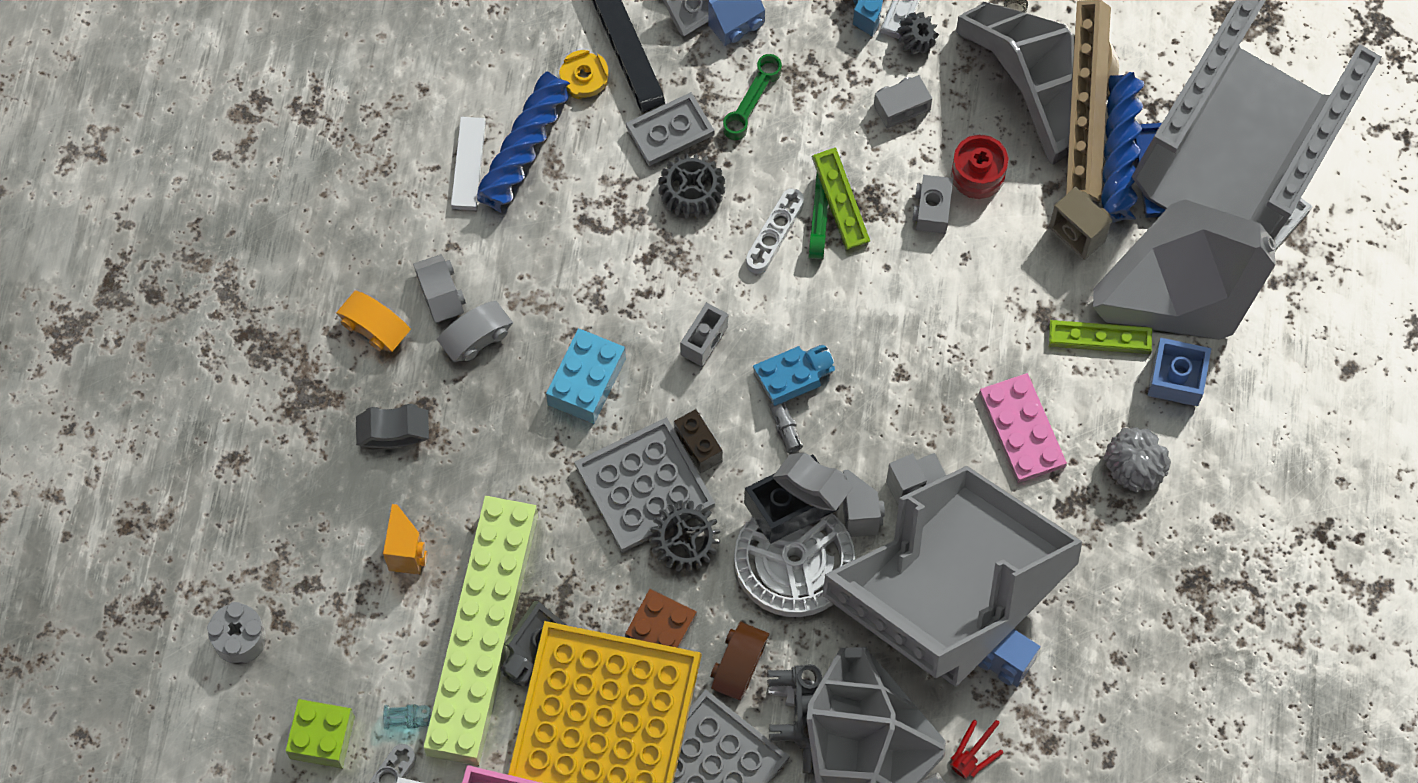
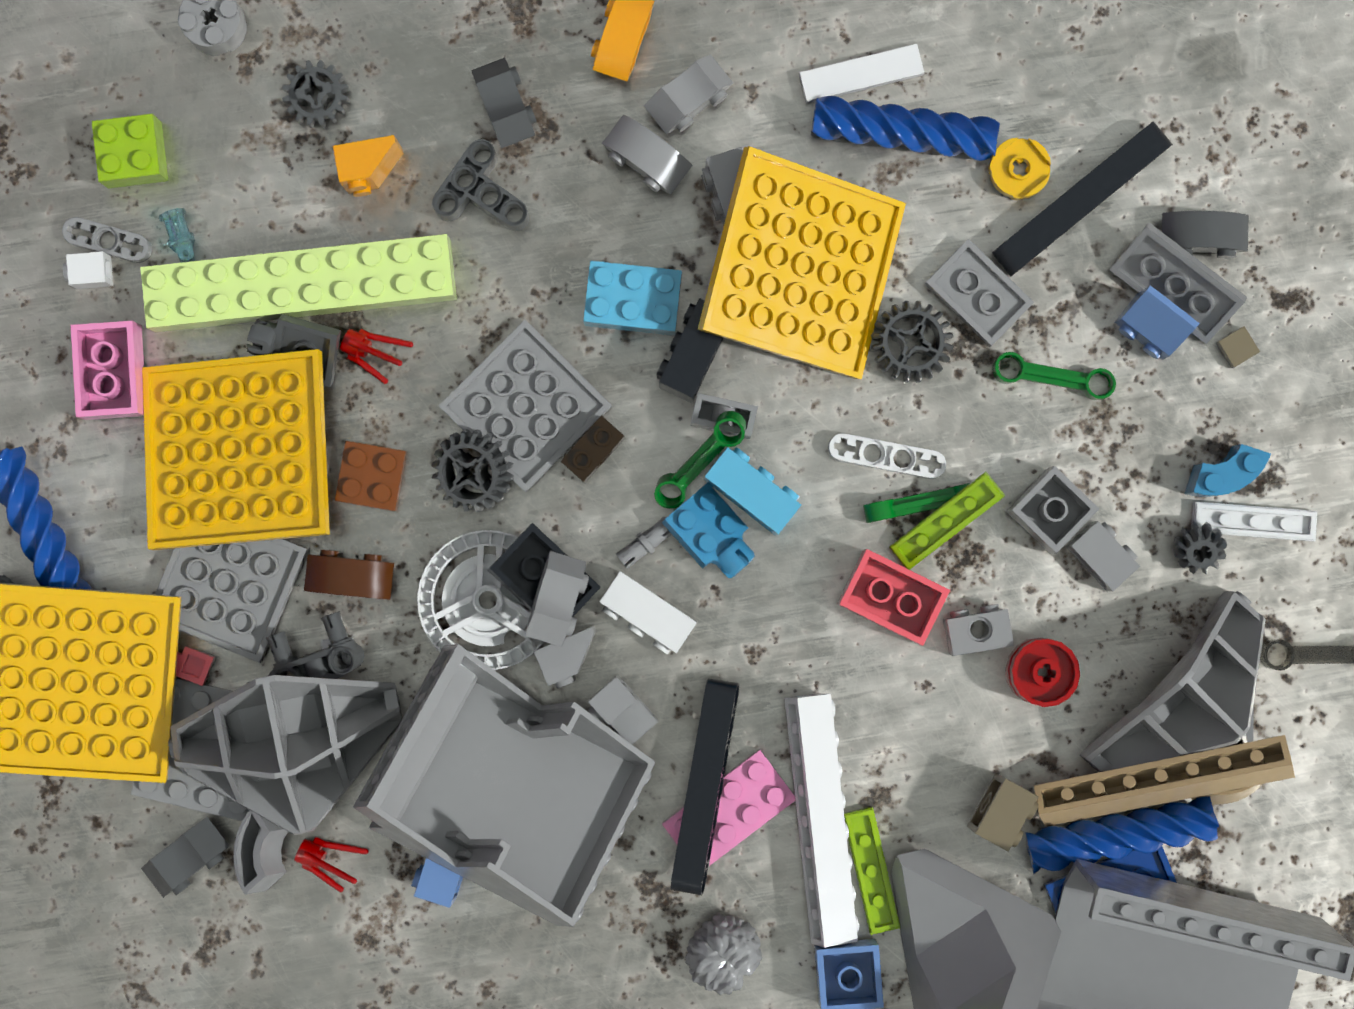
camera: 70 degrees right, 20 degrees up
(318, 567) = (303, 95): none -> dark grey gear
(459, 472) = (476, 190): none -> dark grey beam
(525, 274) = (720, 178): none -> light grey brick
(549, 596) = (357, 345): none -> red plant
(606, 237) = (801, 264): none -> yellow plate
(645, 338) = (691, 357): none -> black brick
(734, 358) = (700, 459): none -> green piece
(772, 328) = (753, 490): none -> medium azure brick
(846, 437) = (647, 613): none -> white brick
(856, 123) = (1052, 510): none -> light grey brick
(888, 253) = (893, 597): none -> coral brick
(997, 432) = (705, 787): none -> black beam
(1049, 357) = (821, 820): none -> white brick

